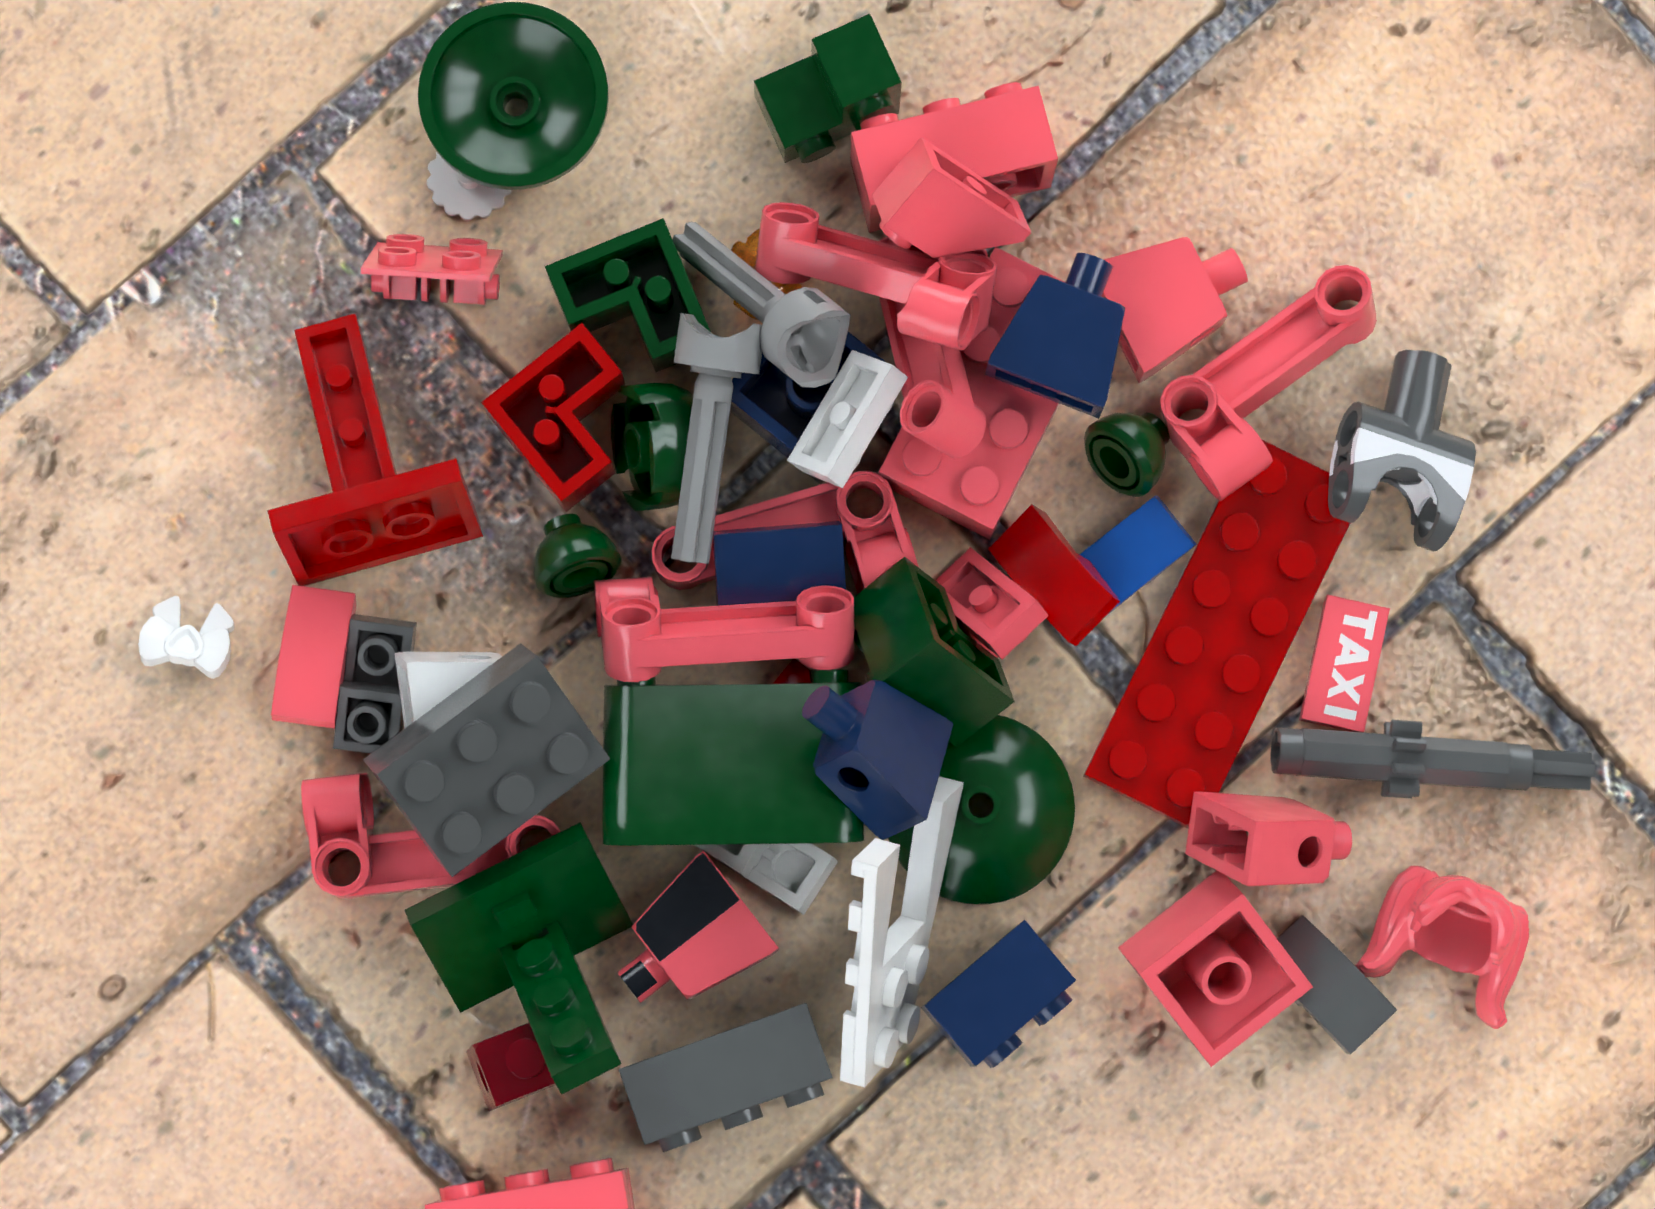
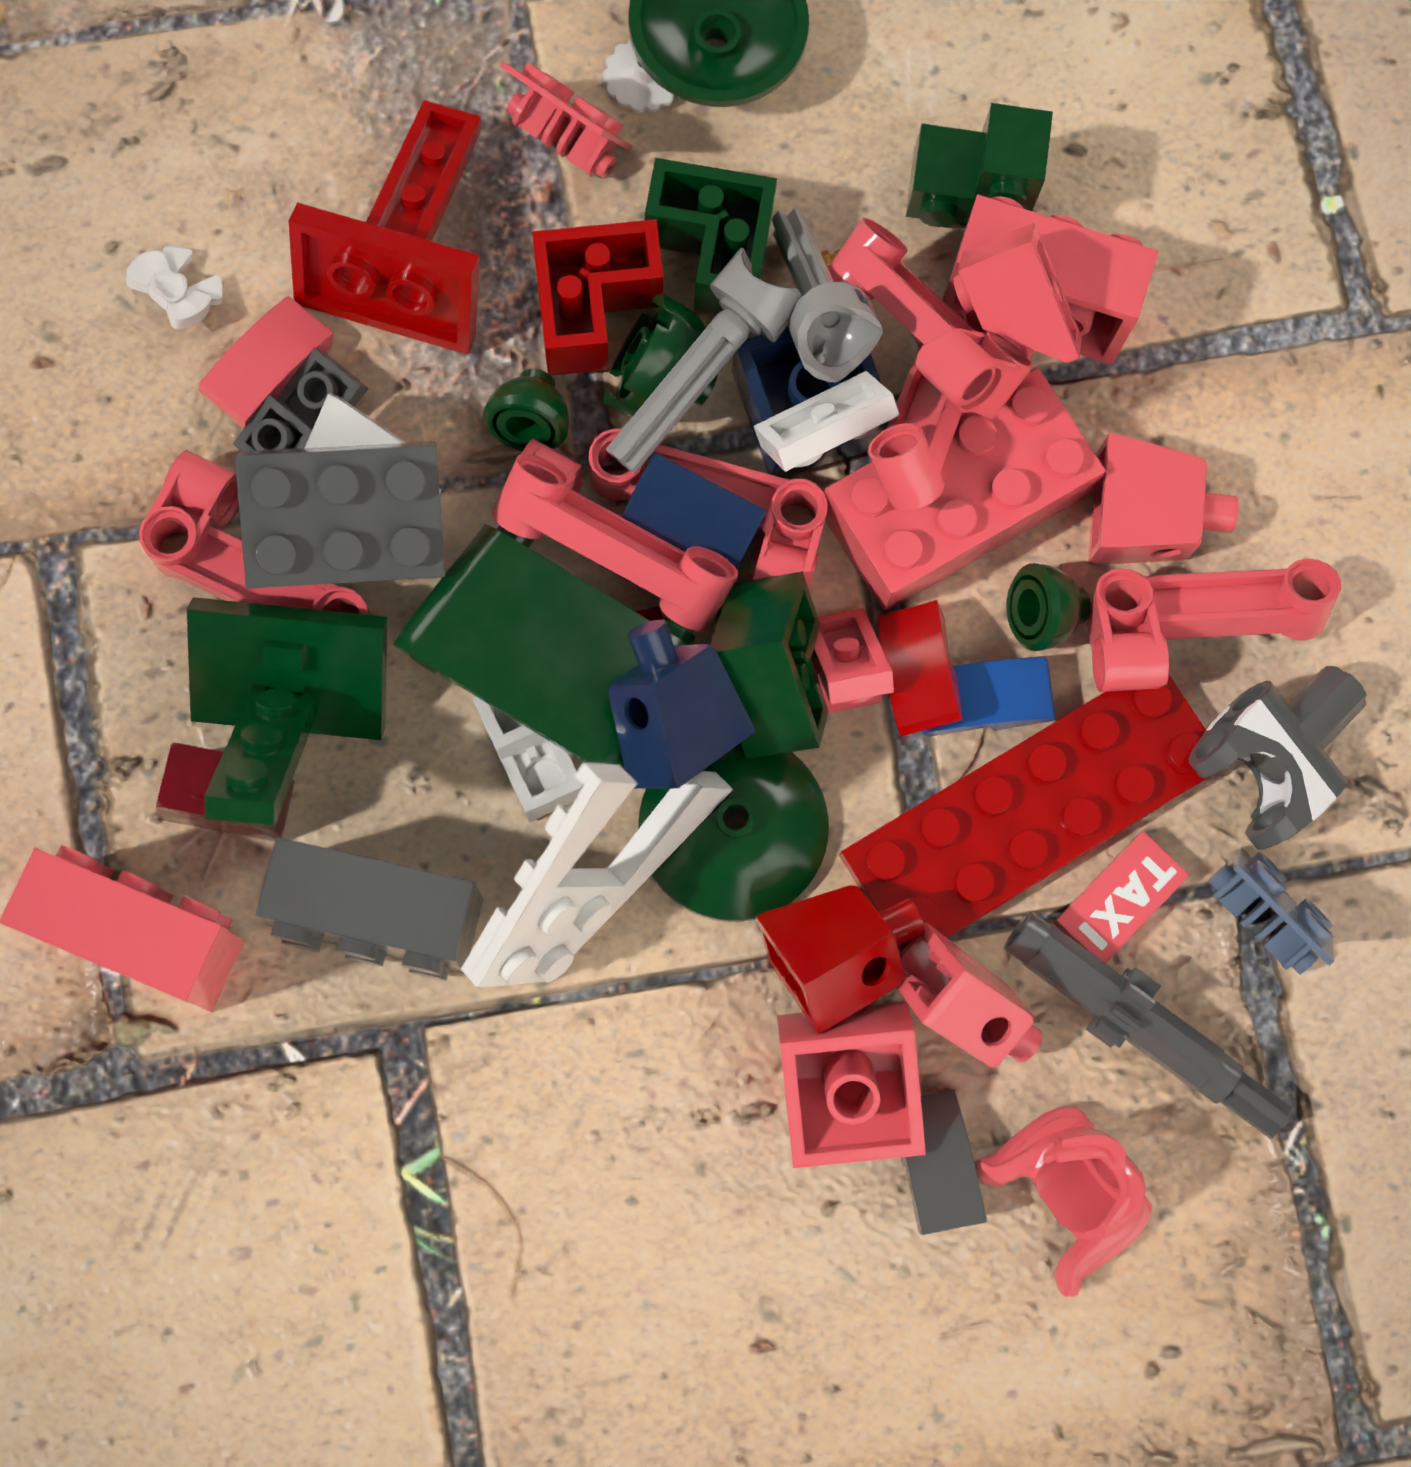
camera: 25 degrees right, 5 degrees down
(695, 935) = (426, 778): torso -> none
(999, 996) = (648, 988): dark blue brick -> none
(1063, 339) = (1049, 466): dark blue torso -> none
(1137, 864) = (838, 951): none -> red torso
(1509, 594) = (1305, 923): none -> sand blue hinge

